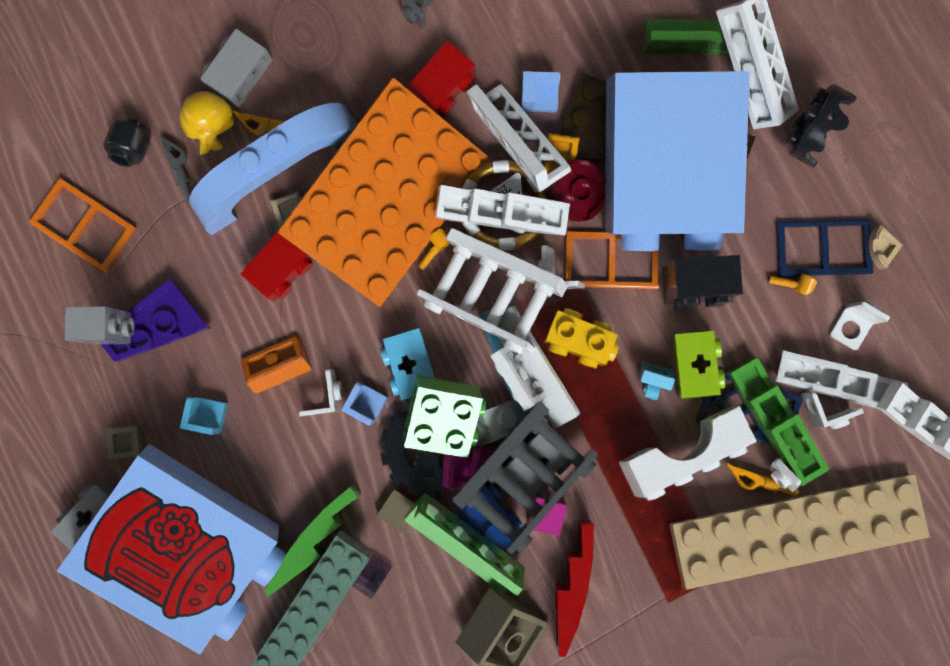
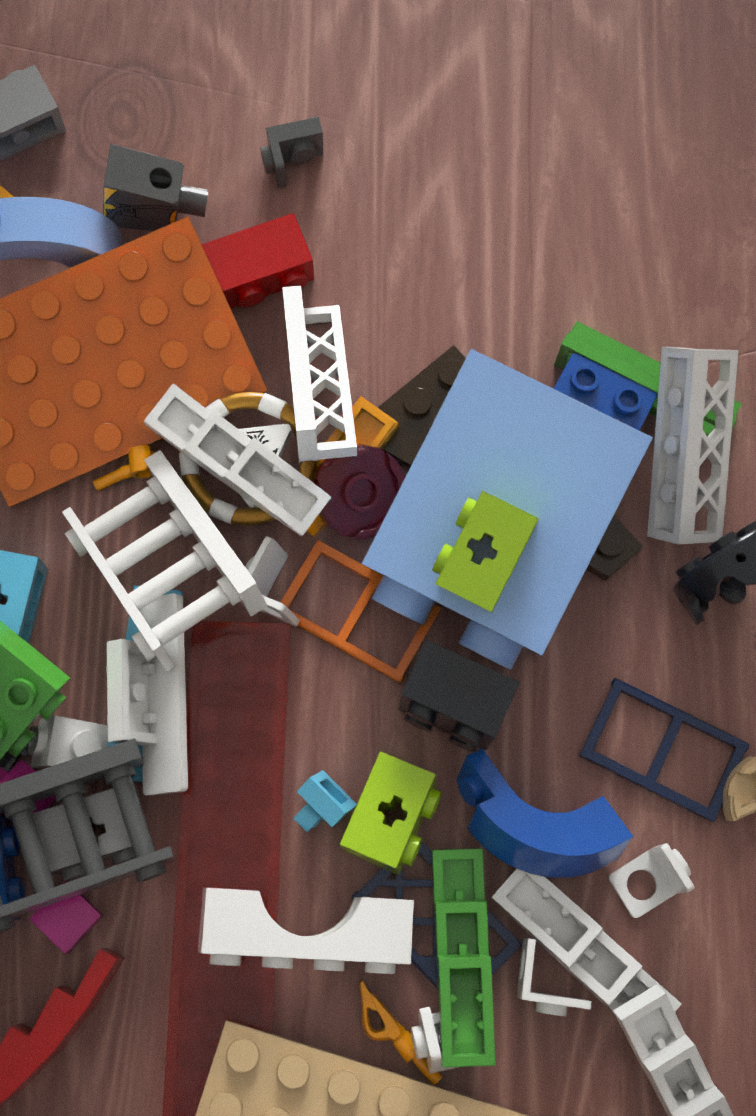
camera: 20 degrees right, 10 degrees down
(351, 73) = (147, 190): none -> dark grey torso
(540, 91) = (382, 340): light blue panel -> none
(591, 342) = (257, 700): yellow brick -> none
(688, 172) = (510, 534): none -> lime brick
(691, 56) = (606, 391): none -> blue bracket
(781, 337) = (537, 839): none -> blue arch
(804, 285) = (606, 784): light orange hand -> none

